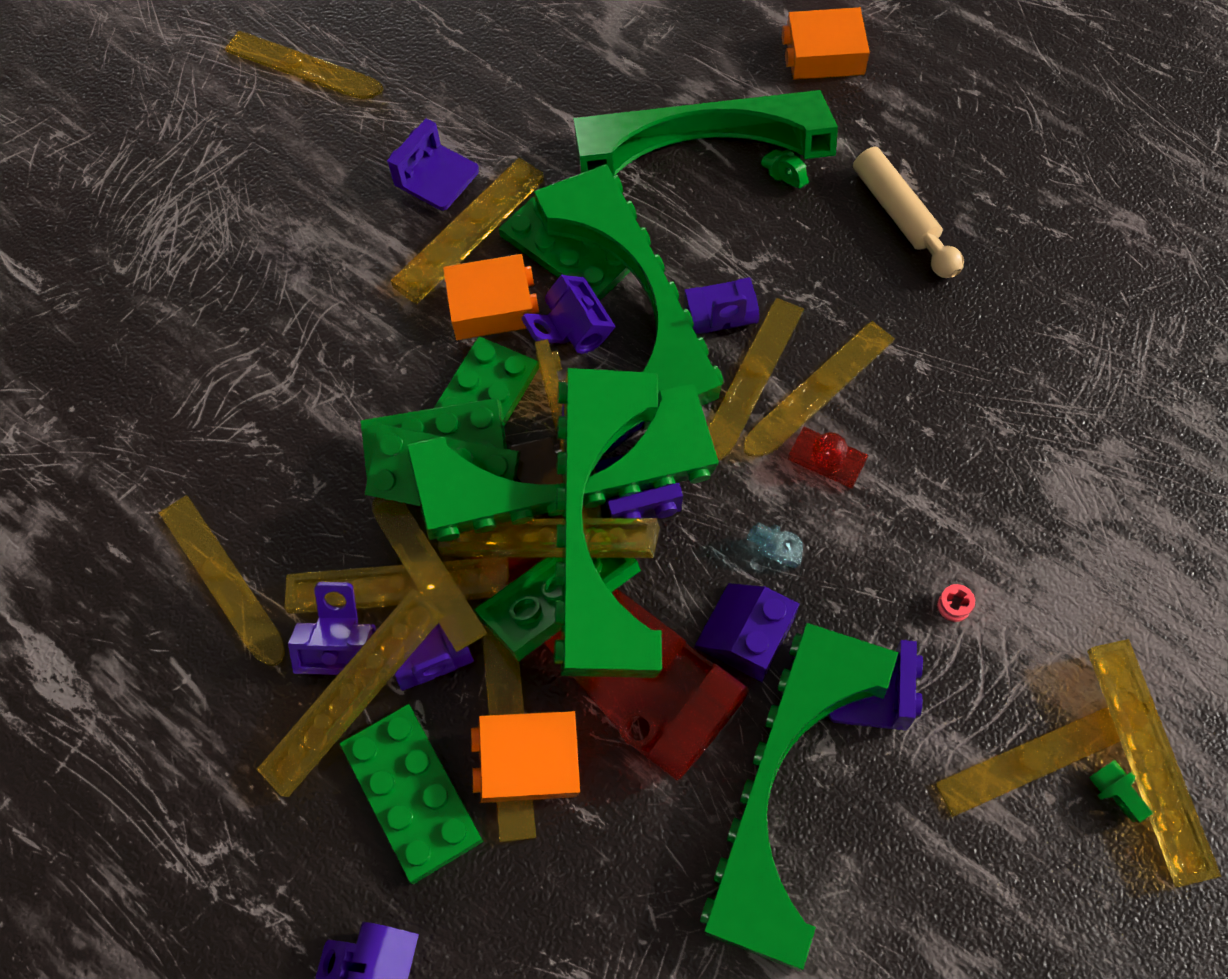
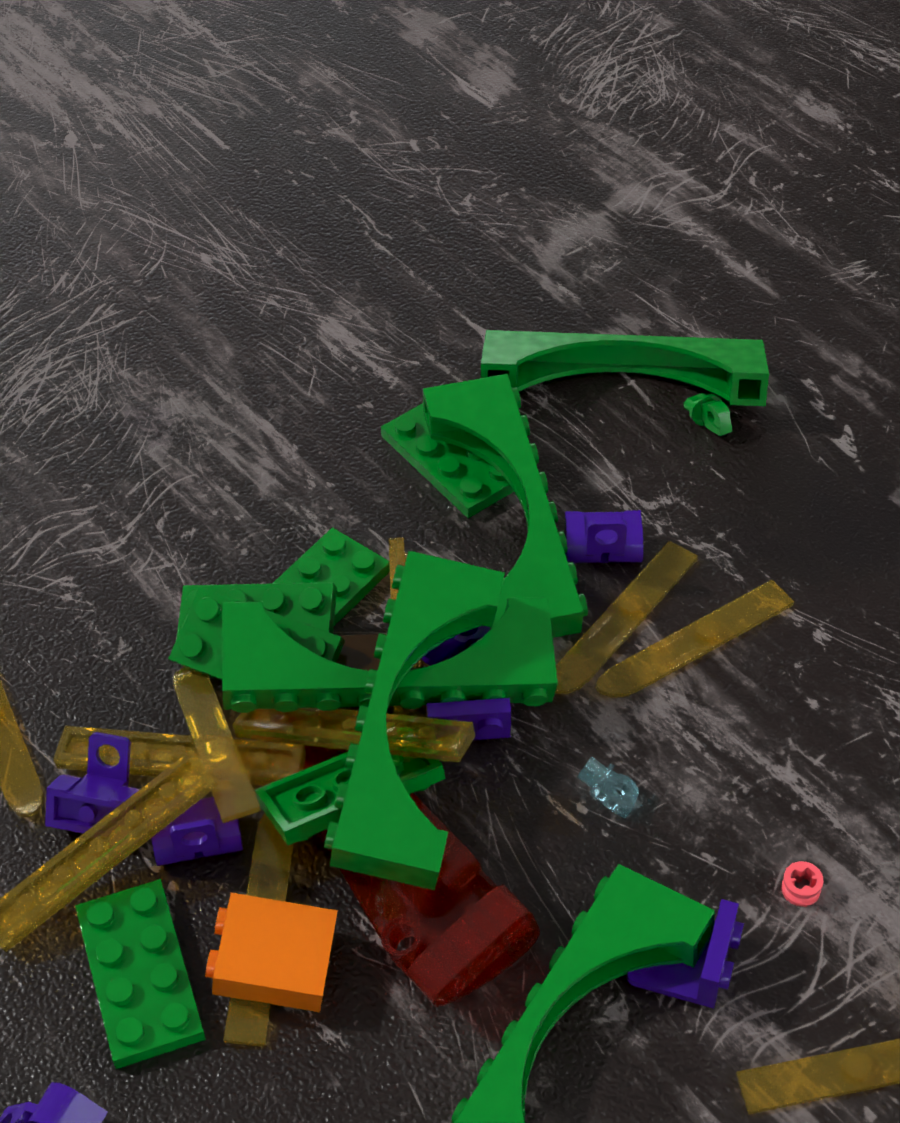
camera: 10 degrees right, 15 degrees down
(304, 66) = (217, 247): clear yellow piece -> none
(429, 169) = (320, 359): dark purple bracket -> none
(467, 230) = (344, 426): clear yellow plate -> none
(489, 296) = (354, 490): orange brick -> none
(574, 316) = (440, 521): dark purple piece -> none
(748, 628) = (558, 868): dark purple slope -> none
(826, 43) = (781, 298): orange brick -> none
(828, 456) = (690, 708): clear red tile -> none
(907, 211) = (836, 474): tan piece -> none

